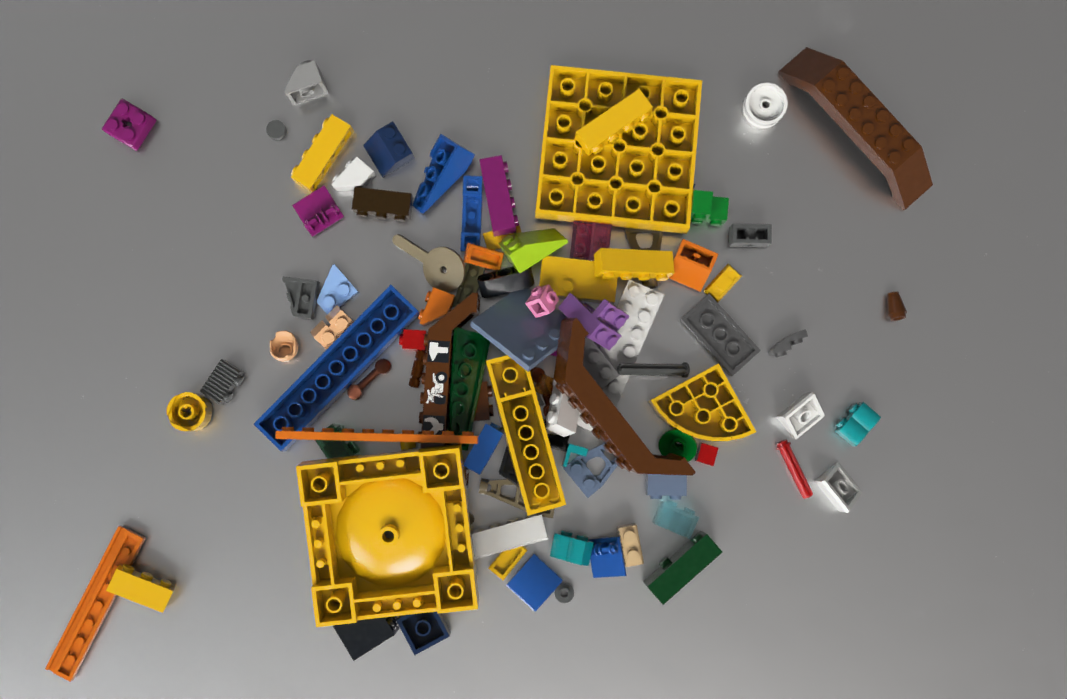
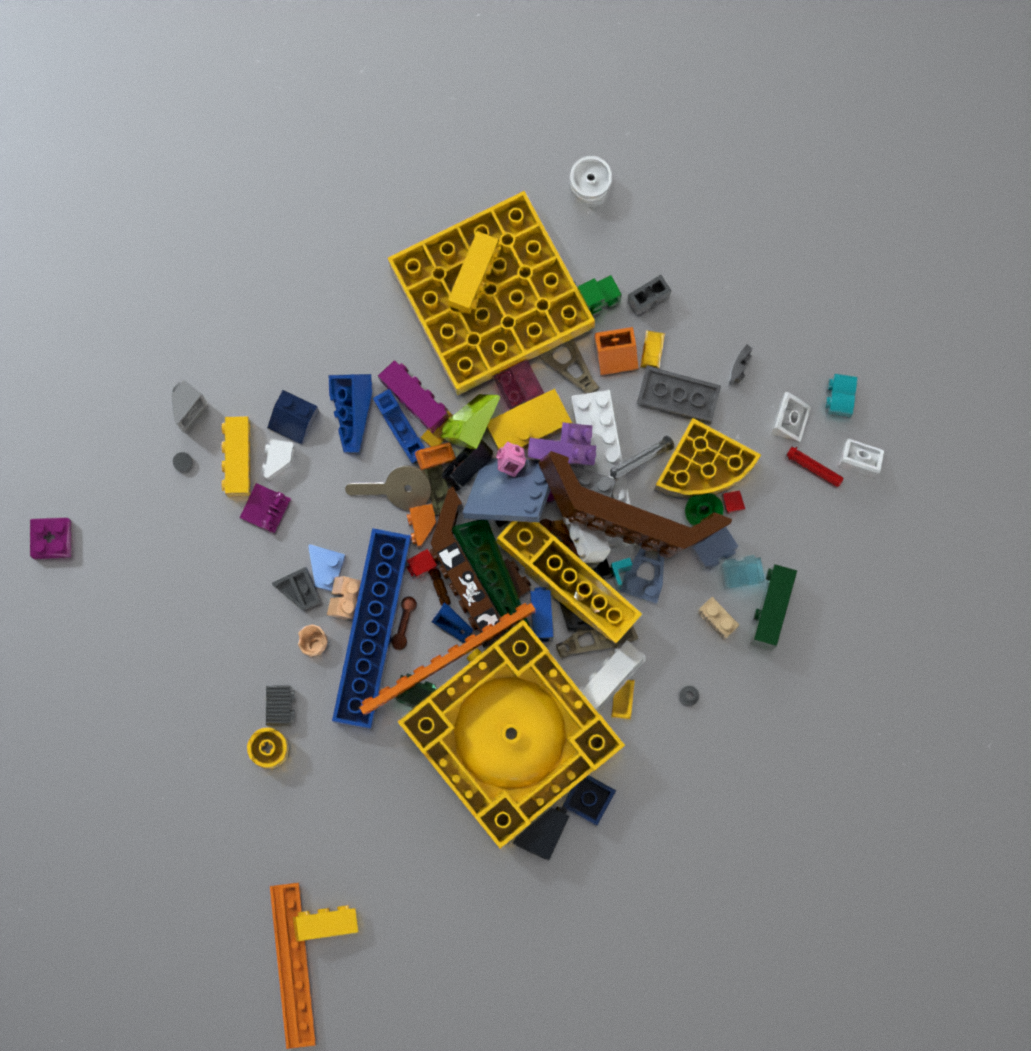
camera: 30 degrees left, 5 degrees down
(382, 204) = (318, 466): dark brown brick -> none
(407, 405) = (447, 619): none -> blue slope
(534, 582) = (658, 702): blue slope -> none
(572, 549) = (671, 652): teal brick -> none
(607, 557) = (704, 641): blue hinge -> none
(634, 264) = (567, 380): yellow brick -> none
(864, 121) = (681, 140): reddish brown slope -> none
(896, 308) = (810, 277): reddish brown cone -> none

